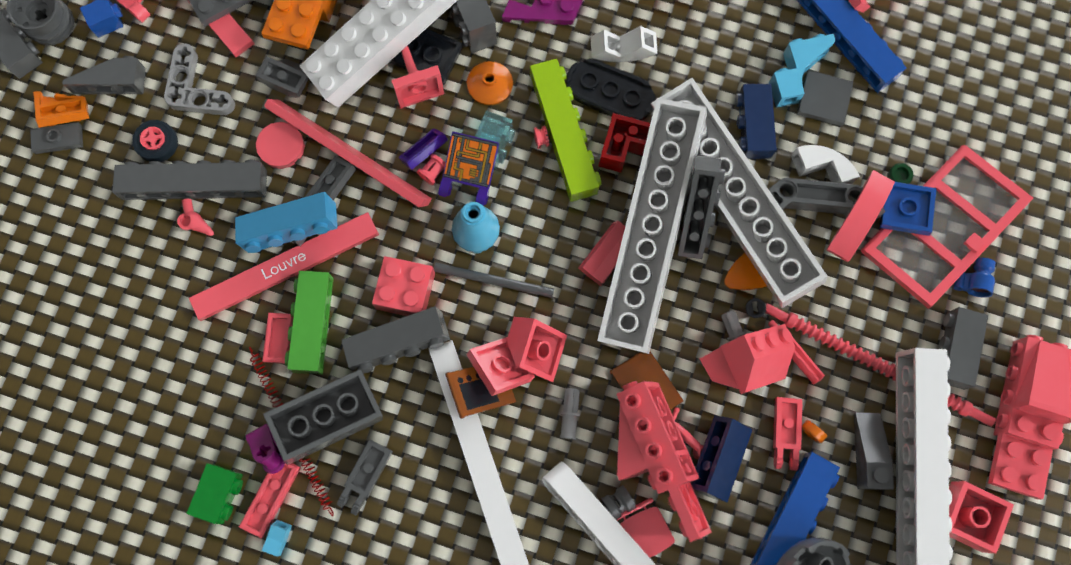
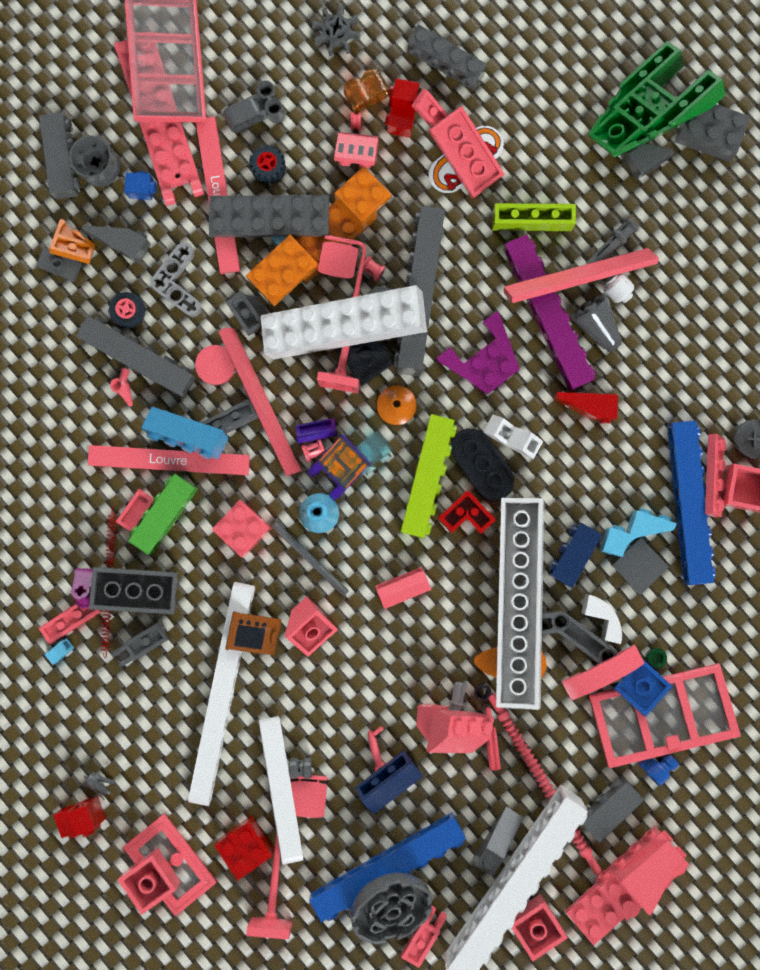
camera: 35 degrees right, 10 degrees up
(215, 494) = (34, 597): green brick -> none
(396, 340) = (214, 564): dark grey brick -> none
(497, 367) = (272, 626): coral plate -> none
(540, 137) = (407, 471): coral bush -> none
(570, 413) = (305, 687): light grey axle -> none
(646, 368) = (371, 699): dark orange container -> none
(652, 225) = (442, 593): white brick -> none
(654, 444) = (338, 748): coral wedge -> none
(699, 206) = (483, 601): dark grey brick -> none
(787, 431) = (449, 790): coral hinge -> none
(814, 432) = (466, 802): orange tile -> none

